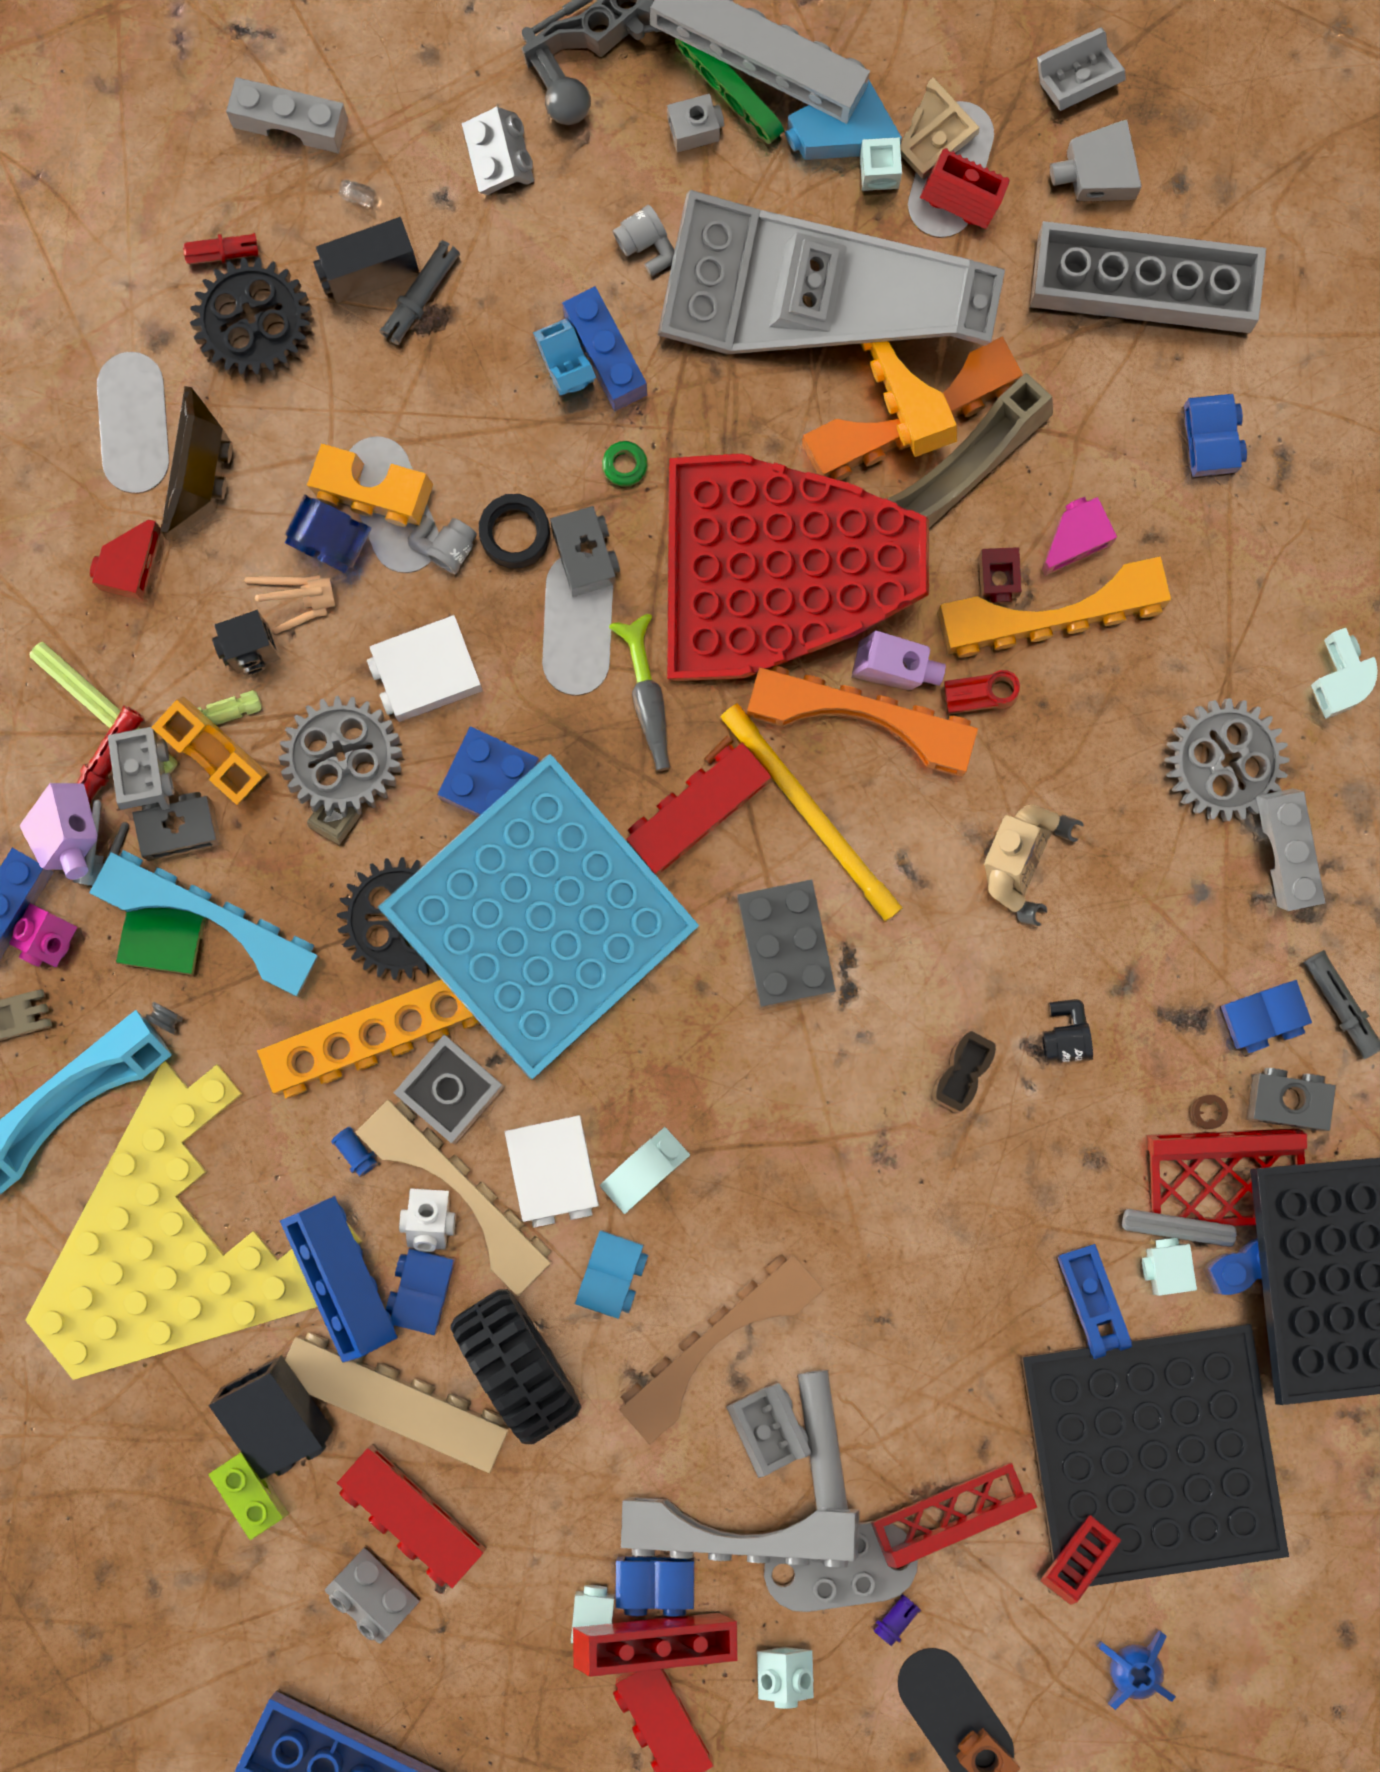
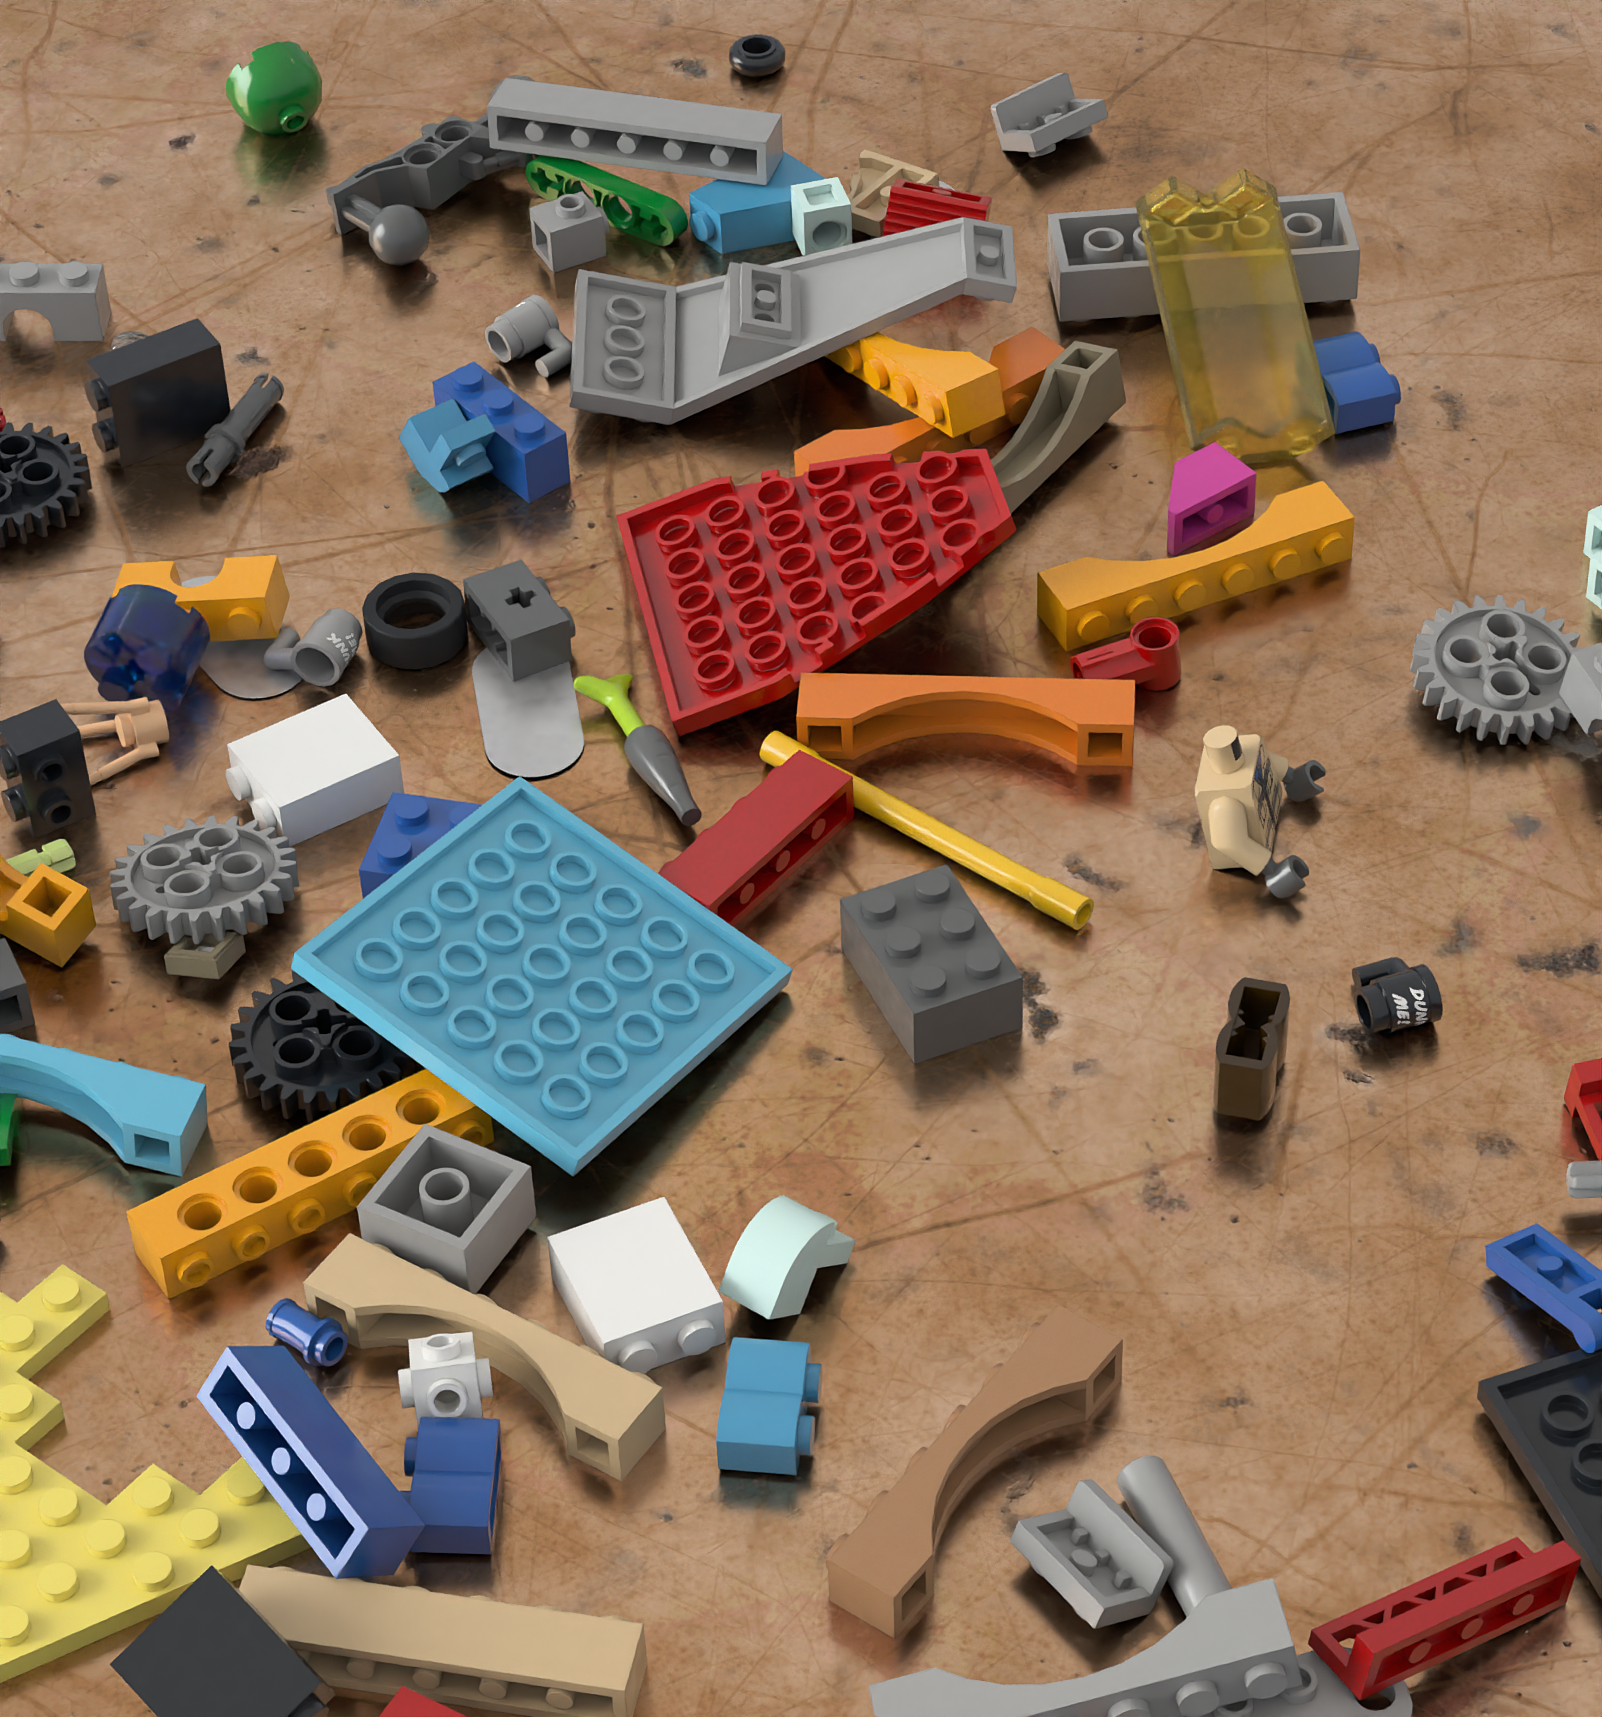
camera: 10 degrees left, 40 degrees down
(497, 150) = (313, 293): bracket -> none
(515, 1367) = (637, 1492): black tyre -> none
(623, 448) = (567, 529): green piece -> none
(882, 658) = (994, 635): lavender torso -> none
(1000, 562) = (1125, 546): dark red brick -> none
(1100, 165) = (1099, 178): light grey torso -> none
(1144, 379) = (1234, 318): none -> clear yellow panel

